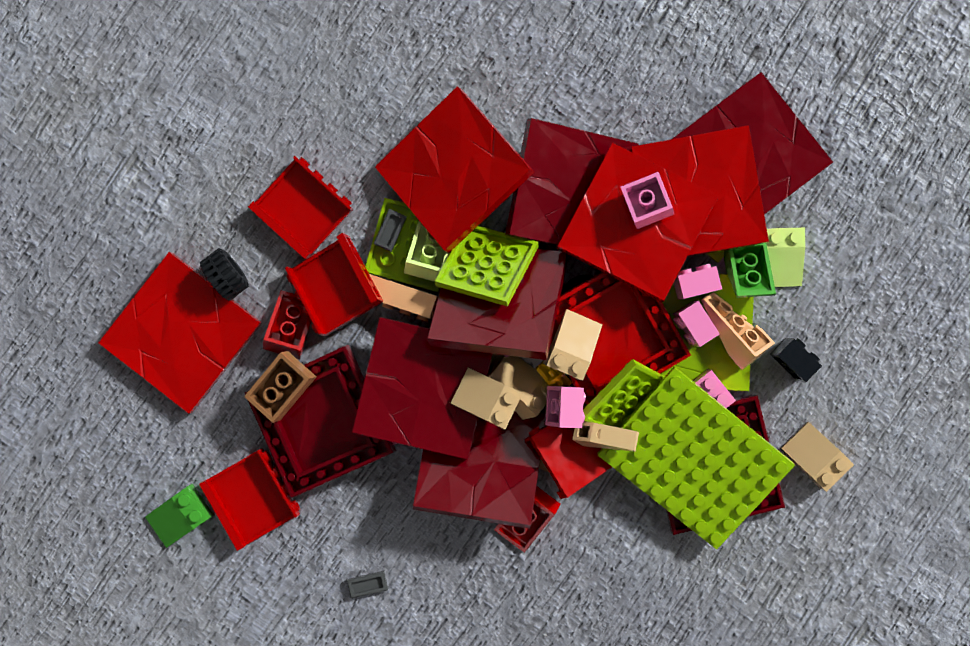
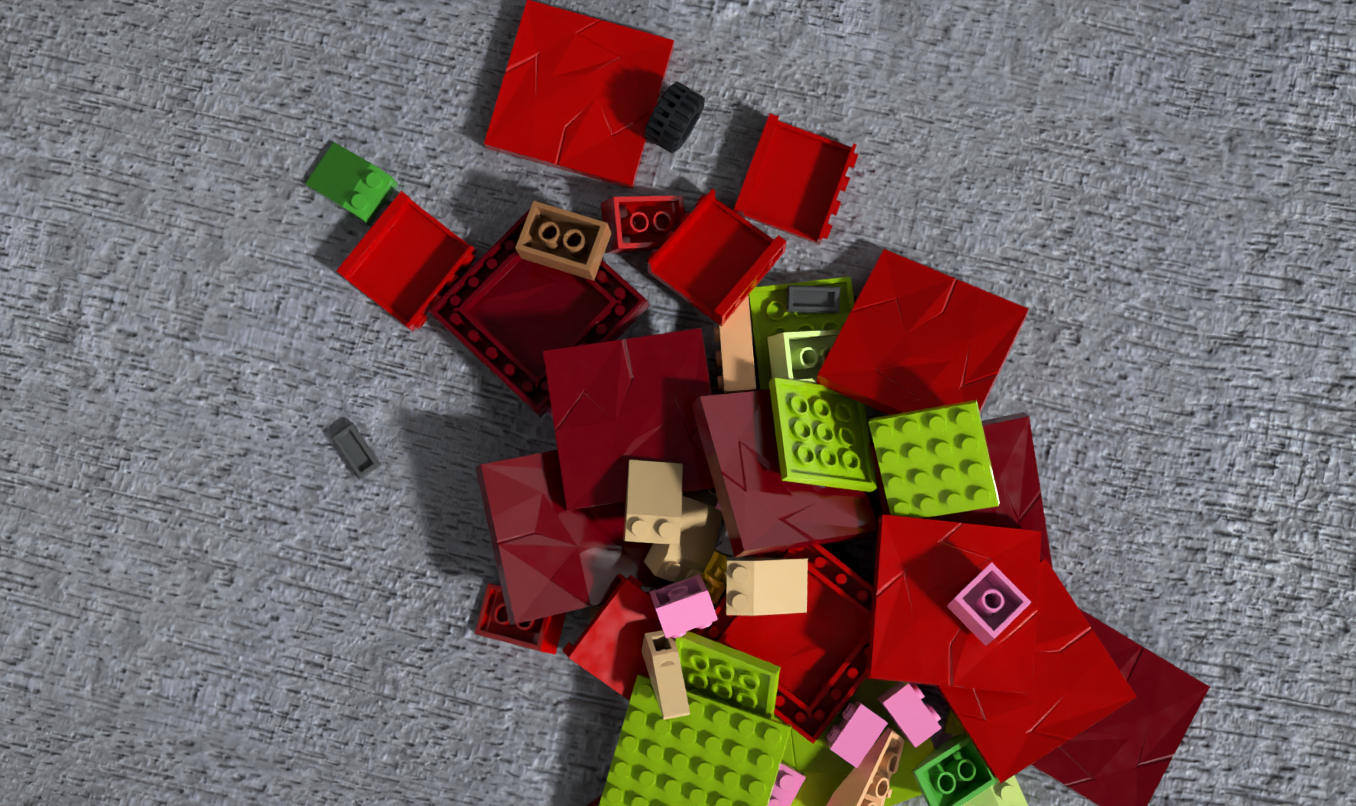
camera: 75 degrees right, 5 degrees down
(536, 195) = (934, 461): none -> lime plate

